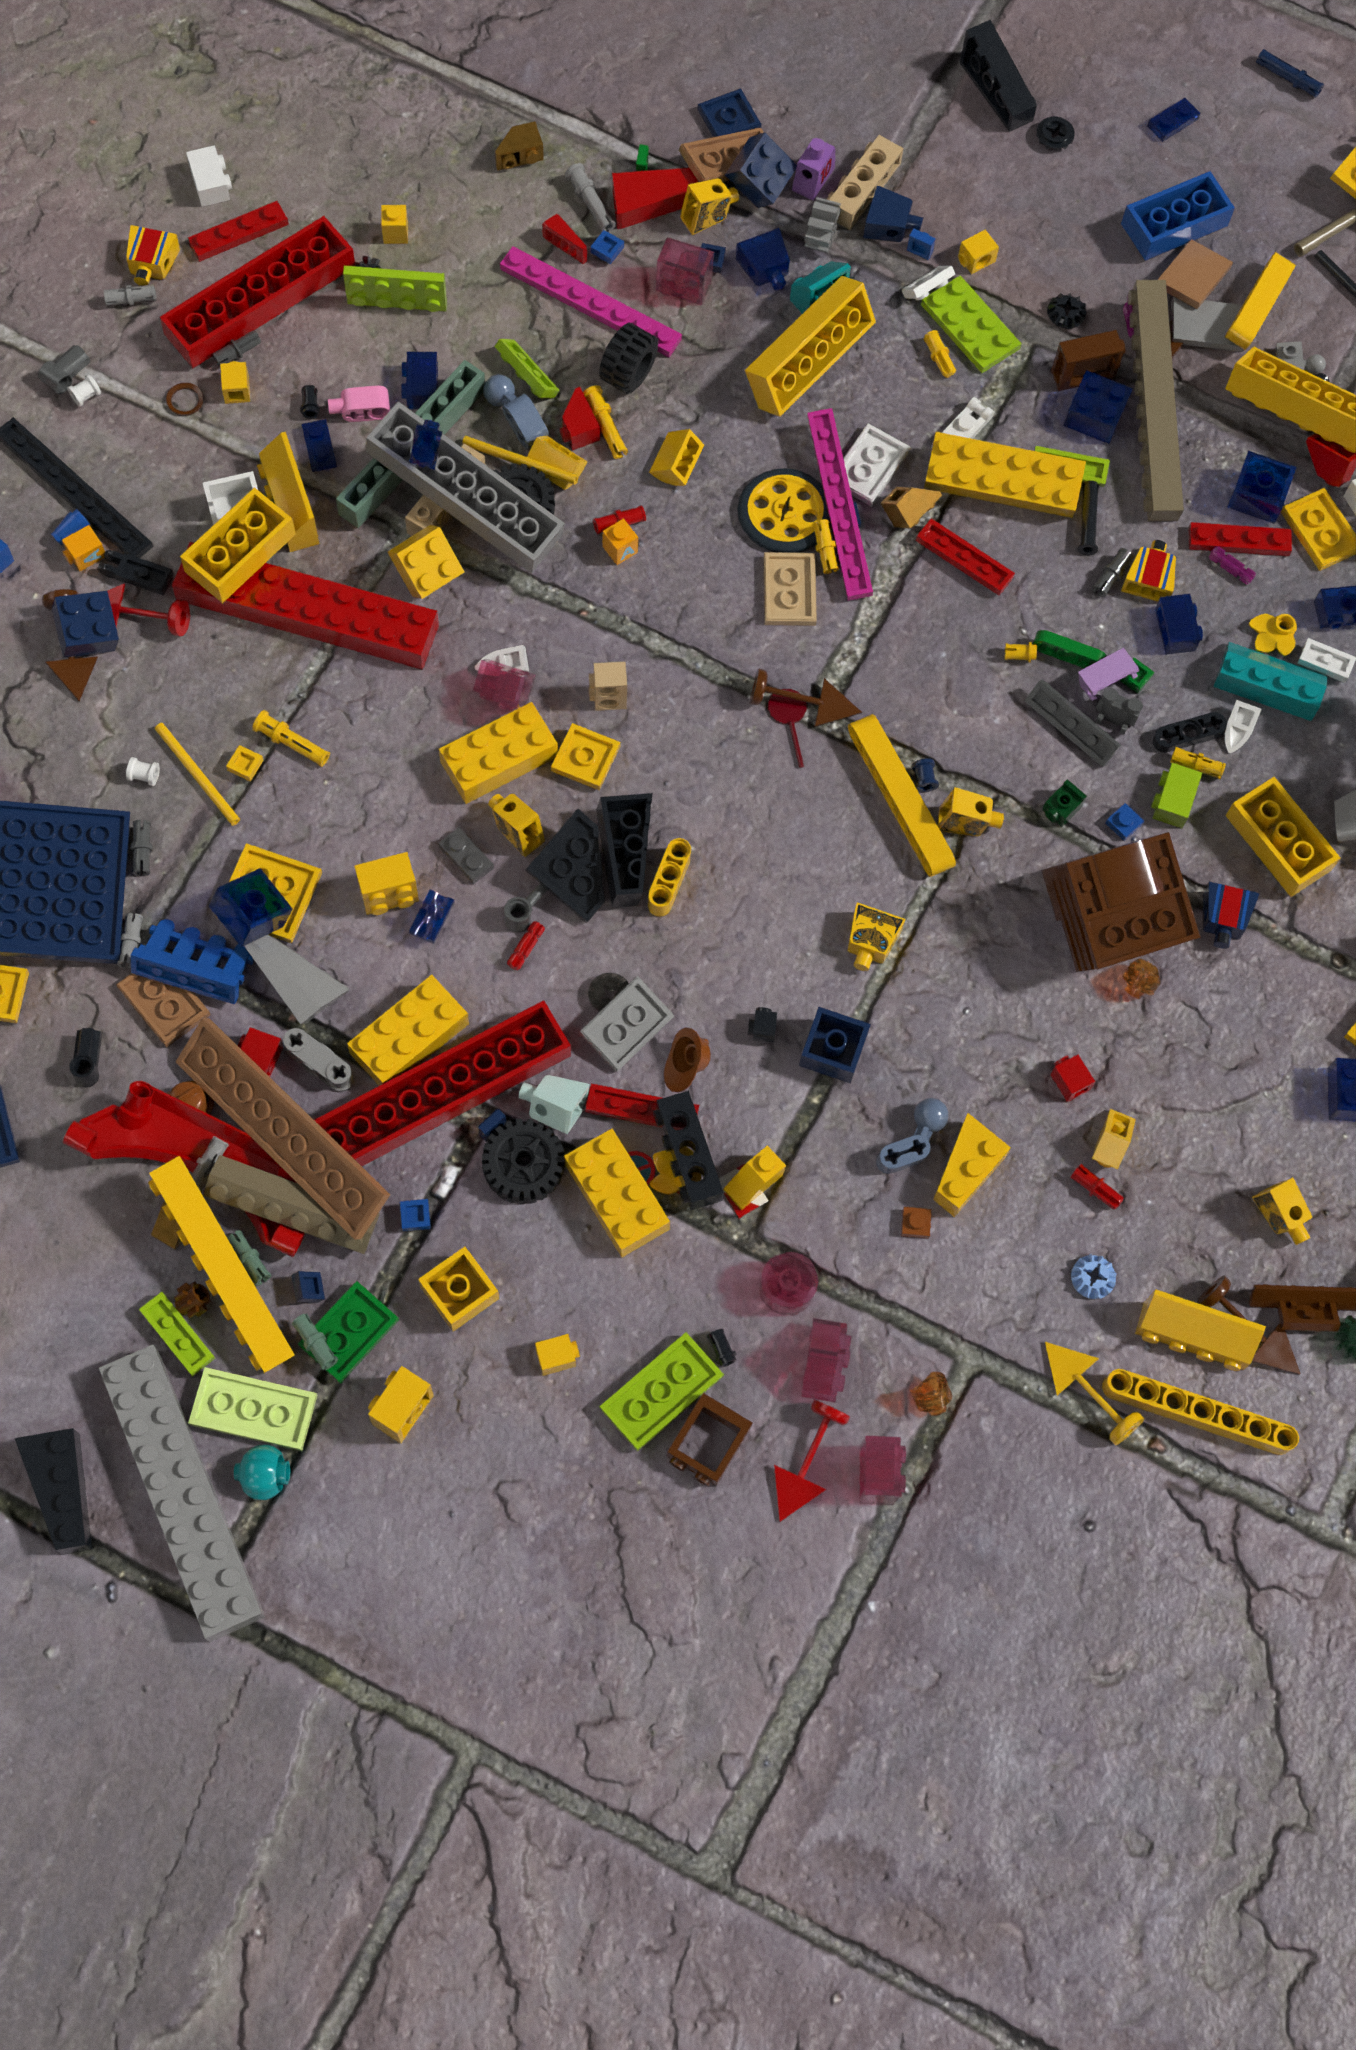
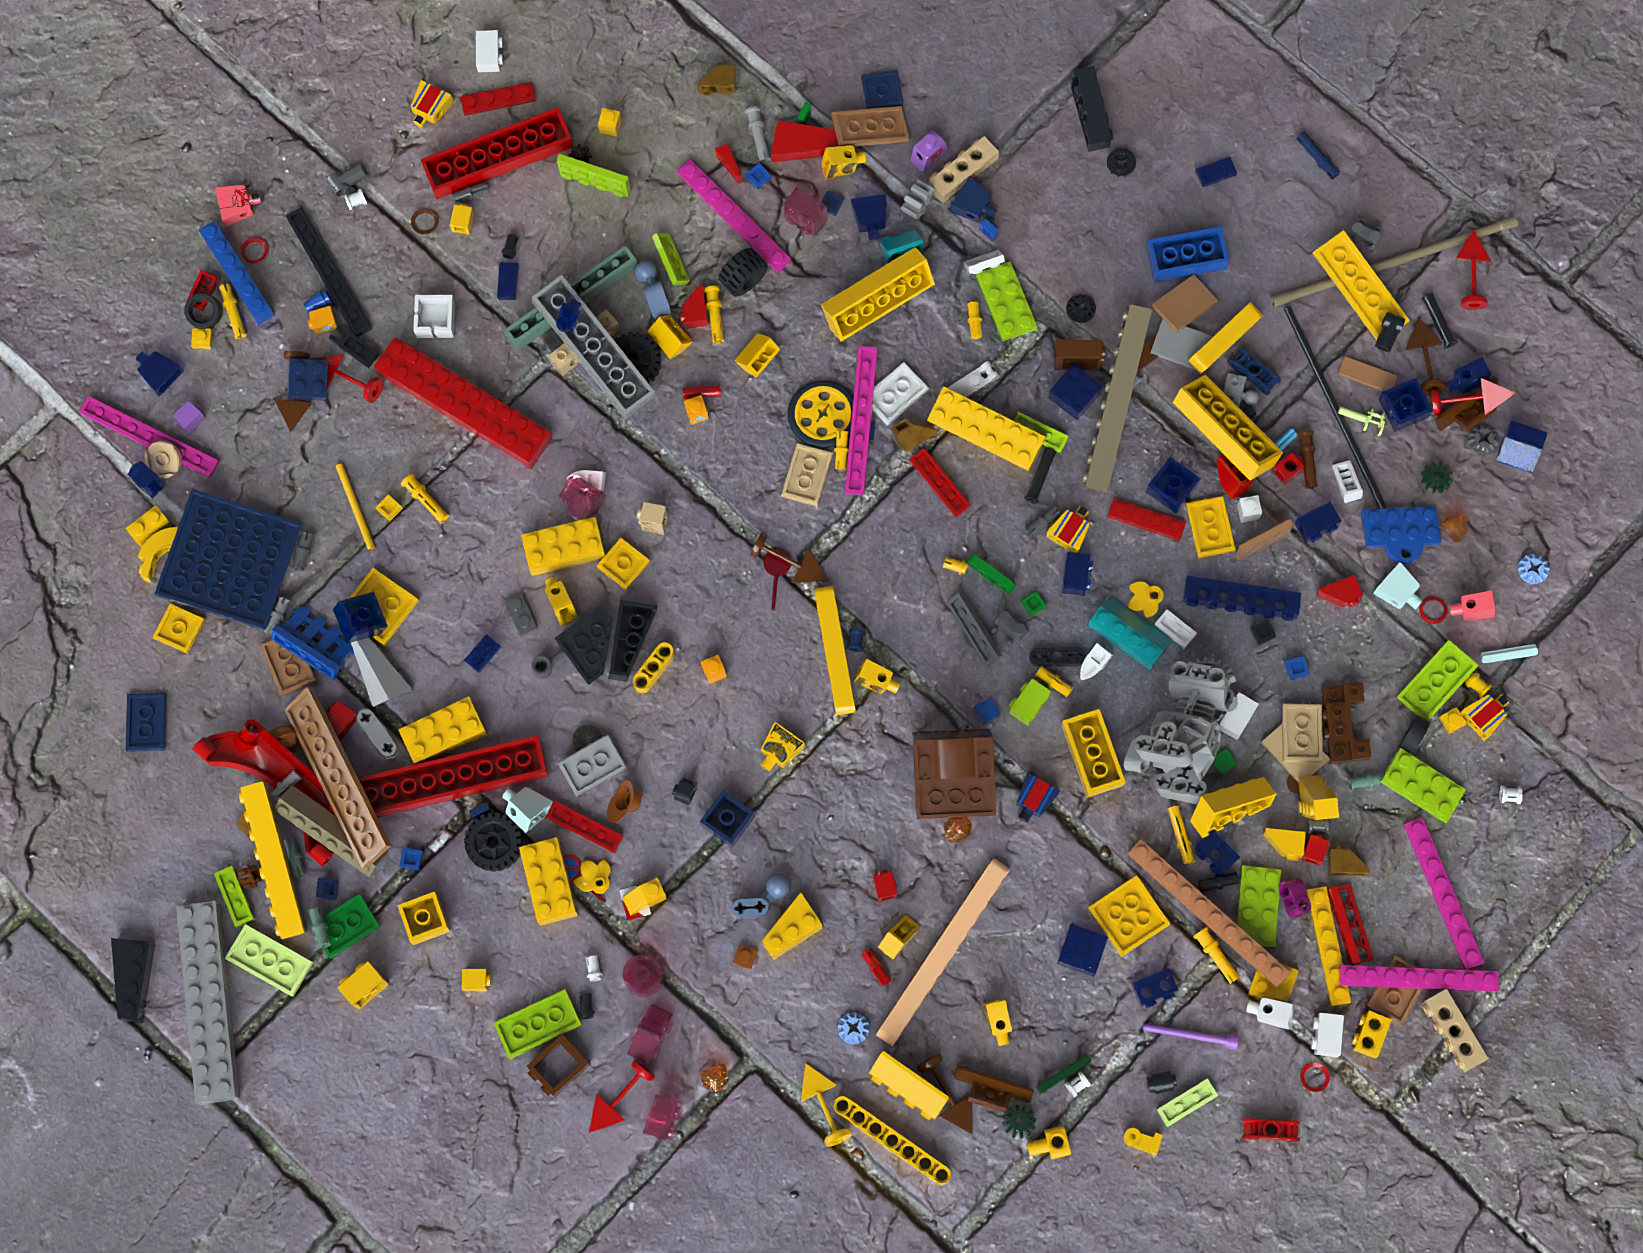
camera: 25 degrees right, 5 degrees up
(86, 1055) = (226, 689): black piece -> none
(130, 295) = (407, 132): light grey pin -> none
(142, 771) = (318, 496): white bush -> none
(238, 545) = (424, 352): yellow brick -> none
(262, 1472) = (263, 1004): teal plant -> none
(287, 490) = (473, 316): yellow slope -> none
(361, 403) = (545, 257): bright pink piece -> none
(387, 883) = (458, 623): yellow brick -> none
(421, 378) = (593, 248): clear blue brick -> none
(425, 561) = (553, 392): yellow brick -> none
(519, 459) = (643, 328): yellow piece -> none
(525, 945) = (541, 690): red axle -> none
(681, 1108) = (605, 897): black brick -> none
(715, 1294) = (593, 968): none -> white pin
(750, 858) = (713, 669): none -> light orange brick
(761, 170) = (886, 145): dark blue brick -> none
(978, 252) = (1028, 246): yellow brick -> none
(1073, 801) = (945, 694): dark green brick -> none
(1107, 672) = (1009, 598): lavender hinge -> none
(1178, 1145) = (942, 952): none -> light nougat beam
(1232, 565) = (1133, 538): magenta axle -> none
(1311, 331) = (1263, 380): none -> dark blue piece

